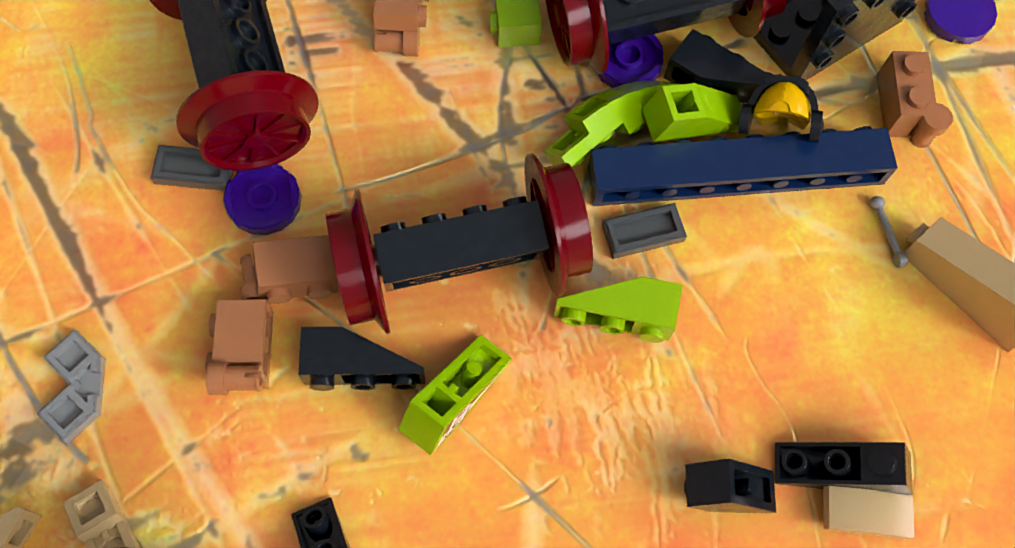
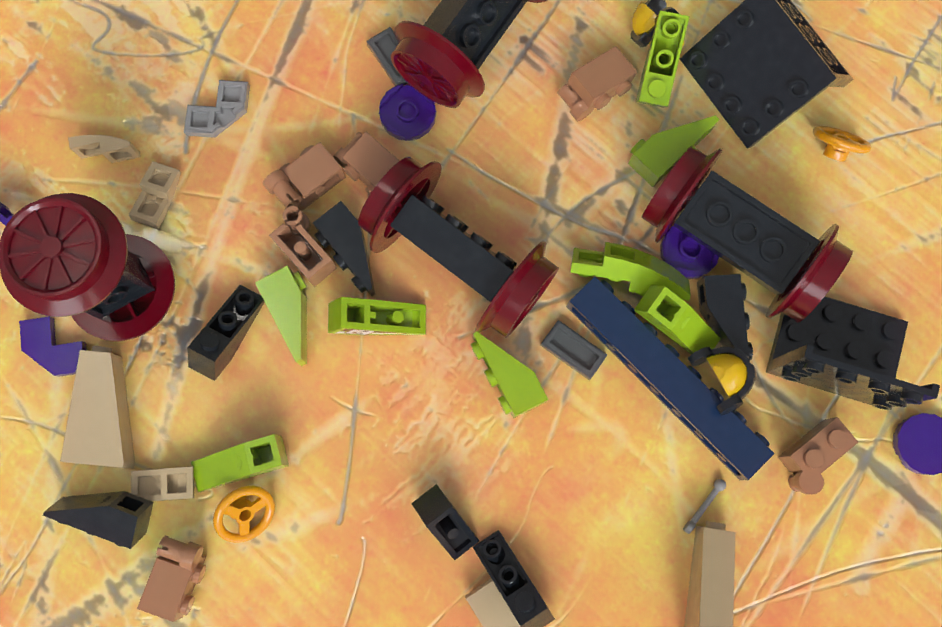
camera: 55 degrees right, 10 degrees up
(314, 408) = (301, 247): none -> nougat hinge
(358, 475) = (288, 307): none -> lime slope

